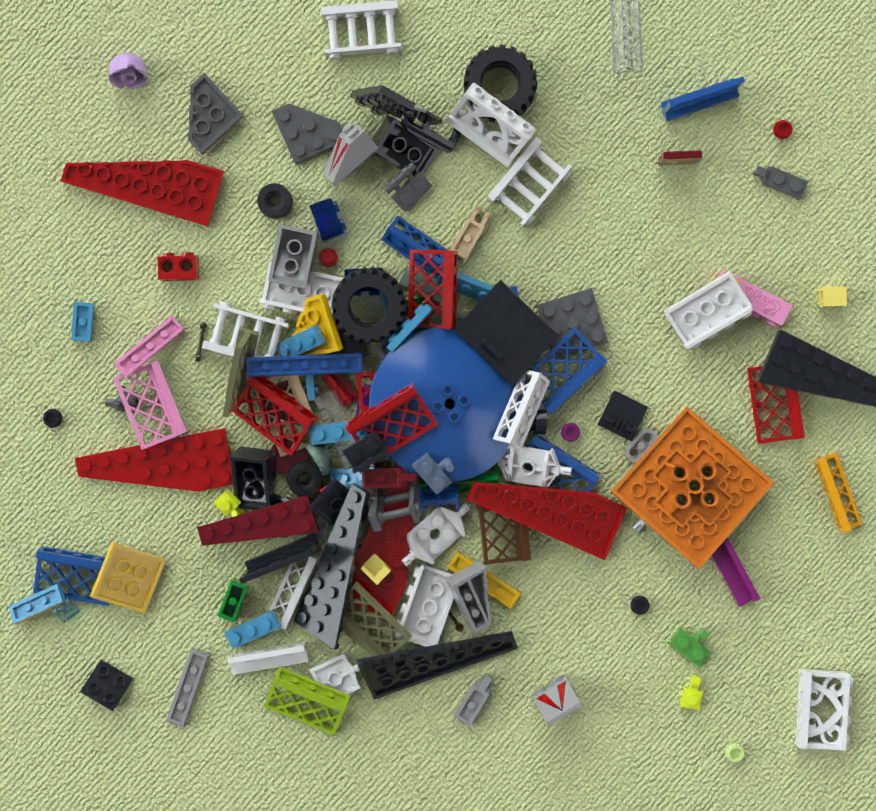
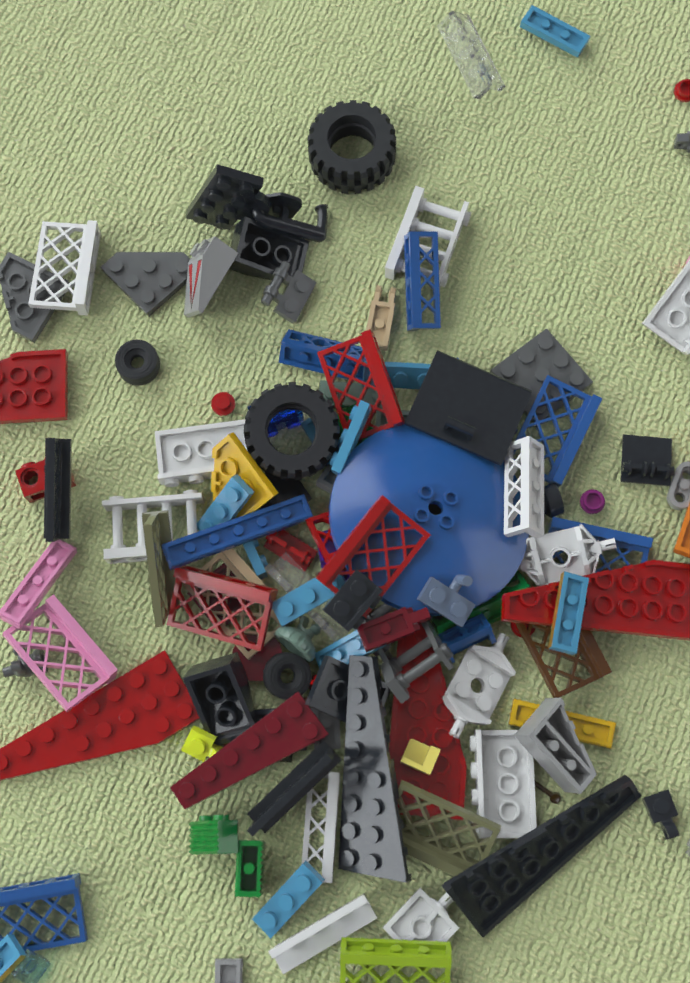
camera: 15 degrees left, 15 degrees down
(128, 577) = (99, 890): yellow plate -> none
(184, 284) = (57, 489): none -> black fence
(203, 326) = (98, 536): dark brown hinge -> none
(216, 570) = (214, 835): none -> green brick
(260, 107) = (84, 273): none -> white fence
(293, 256) = (180, 411): light grey slope -> none
(327, 219) = (207, 360): clear blue brick -> none
(350, 13) = (165, 128): white fence -> none
(472, 125) = (370, 169): white fence -> none
(474, 700) = (614, 888): light grey hinge -> none
(504, 215) = (413, 280): none -> blue fence
(514, 512) = (568, 613): none -> dark azure plate
(527, 661) = (661, 809): none -> black plate
(680, 157) = (587, 152): dark red tile -> none
(701, 38) = (555, 31): none -> dark azure plate
(701, 98) = (583, 84): blue fence -> none

